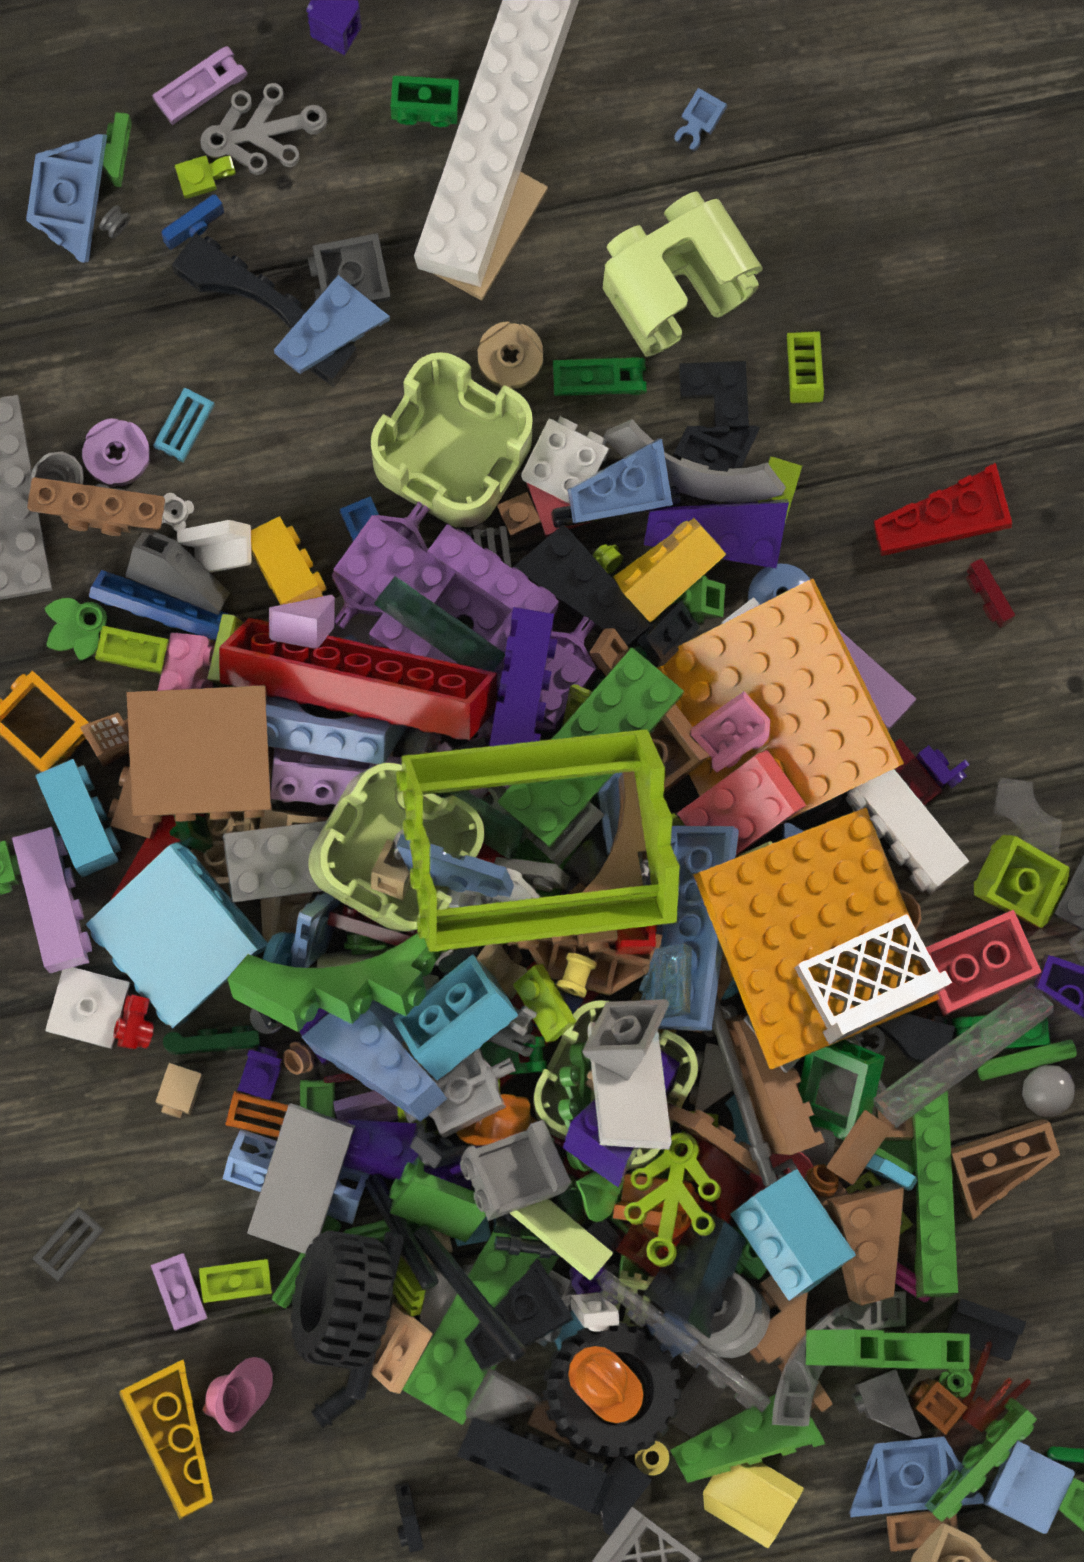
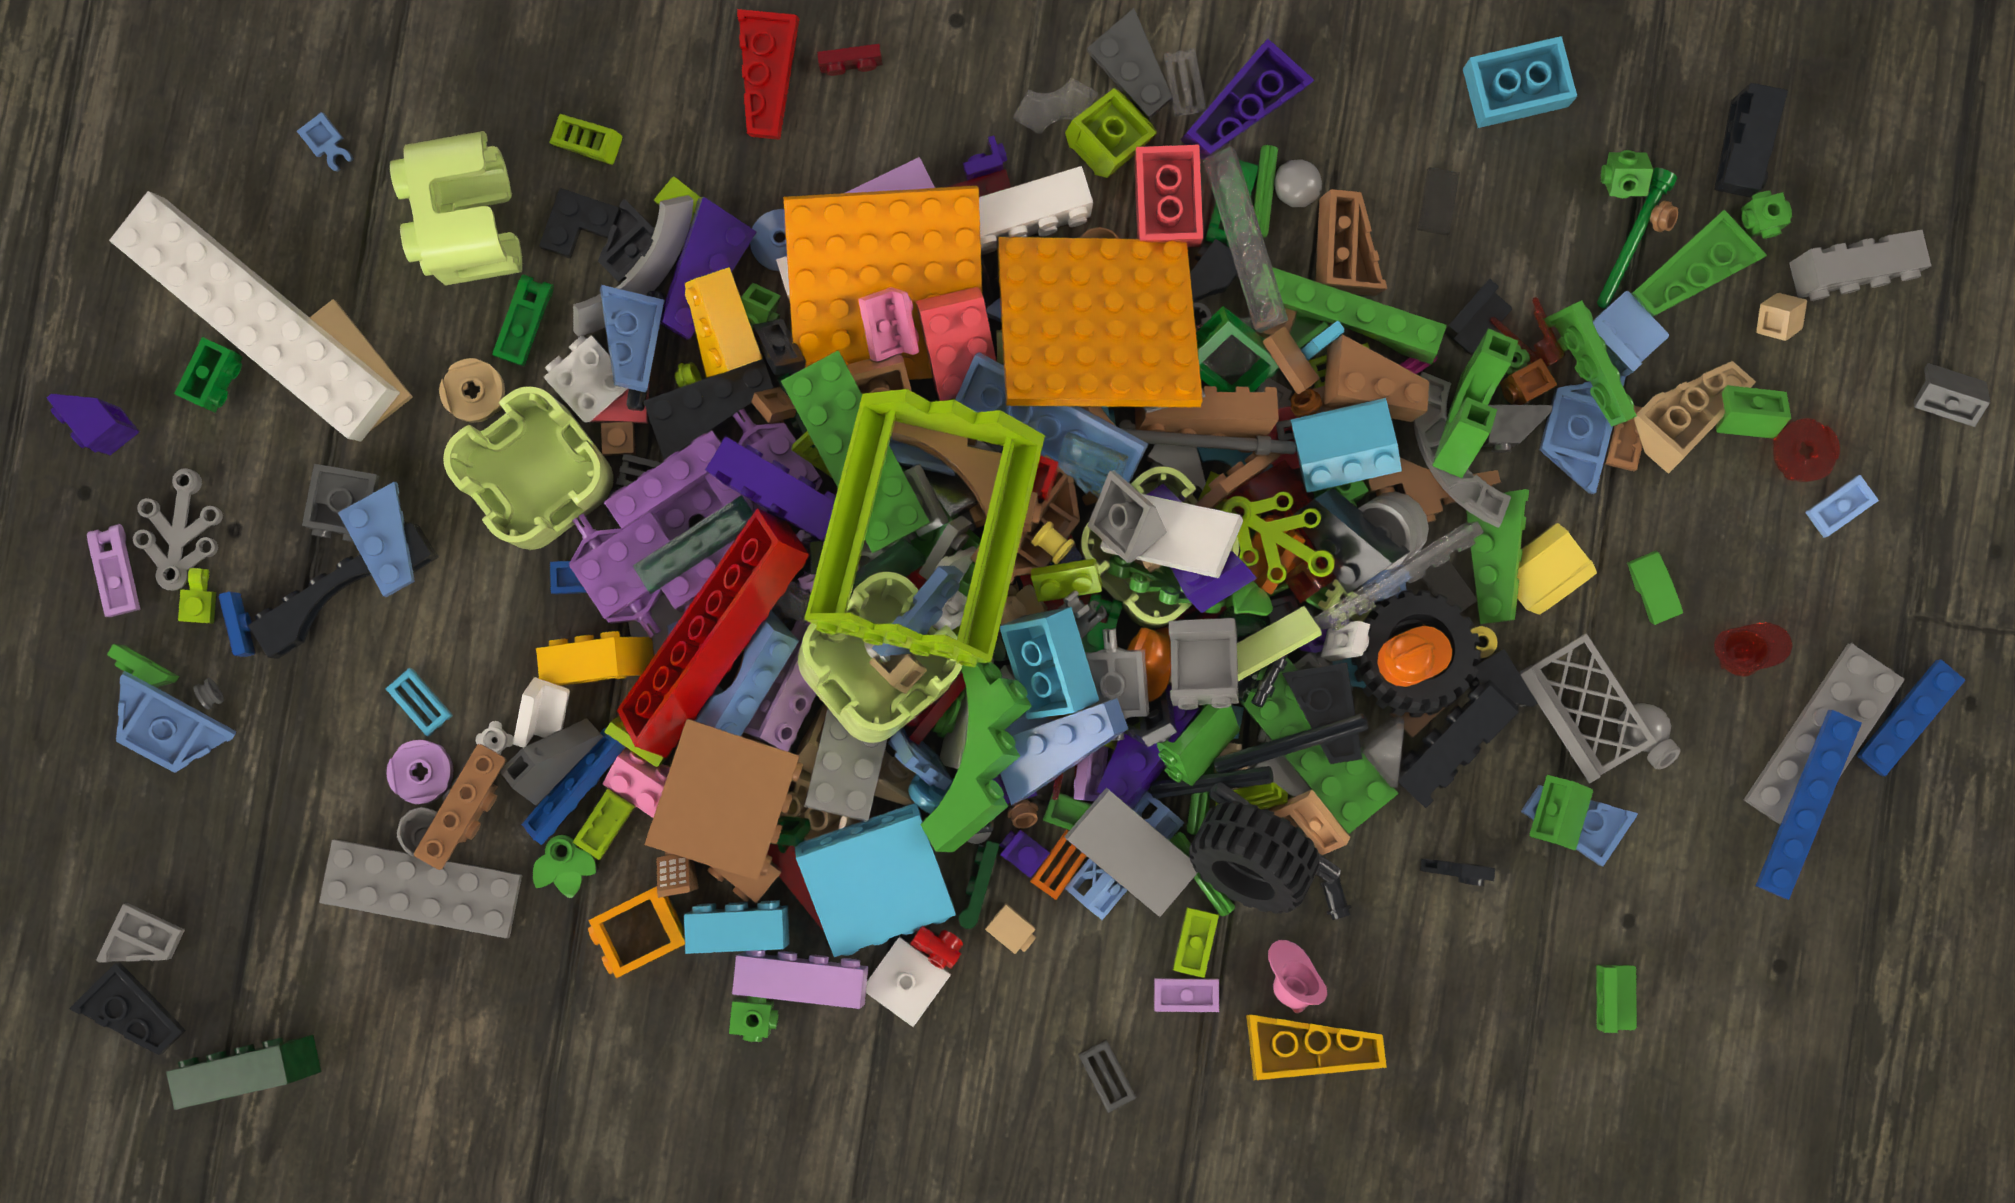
camera: 65 degrees left, 5 degrees up
(302, 622) = (641, 663): lavender slope -> none
(879, 1006) = (1180, 290): fence -> none

